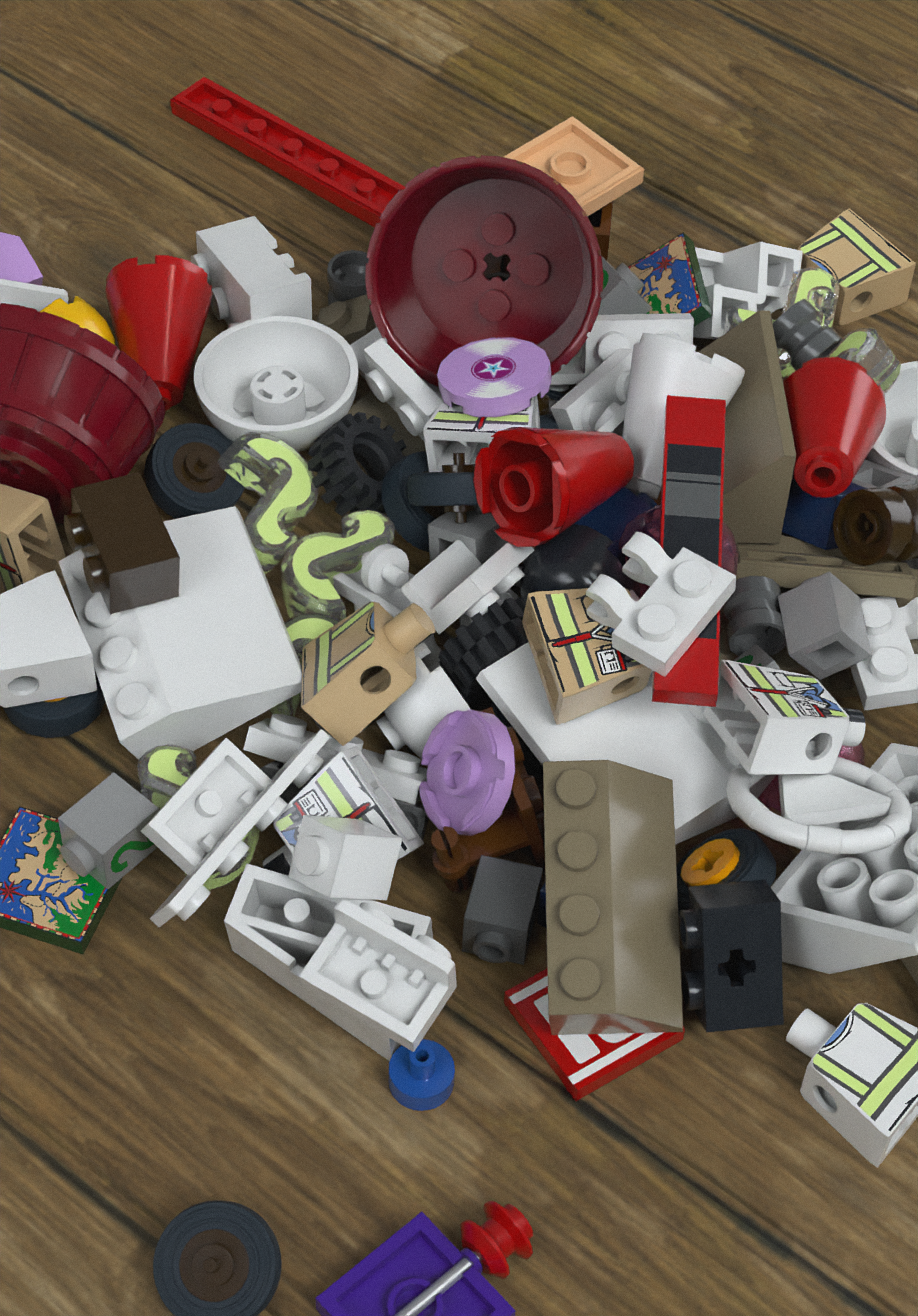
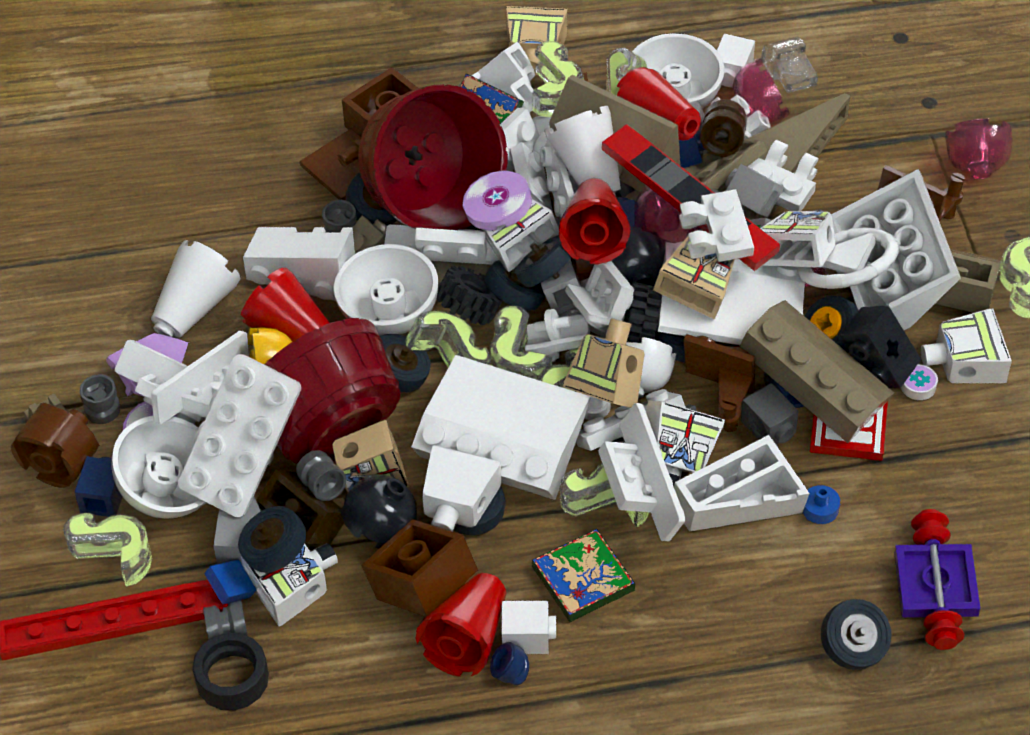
camera: 45 degrees left, 0 degrees up
(104, 831) = (593, 527): light grey brick -> none
(105, 223) = (192, 288): none -> white cone
(123, 543) = (450, 405): dark brown brick -> none
(286, 149) = (215, 186): red tile -> none
(345, 858) = (713, 441): white brick -> none
(381, 973) = (787, 468): white bracket -> none
(467, 771) = (704, 369): lavender tile -> none
(581, 164) = (380, 80): light nougat plate -> none
(754, 1055) = (920, 383): none -> tile
(802, 335) = (595, 74): dark grey wheel -> none

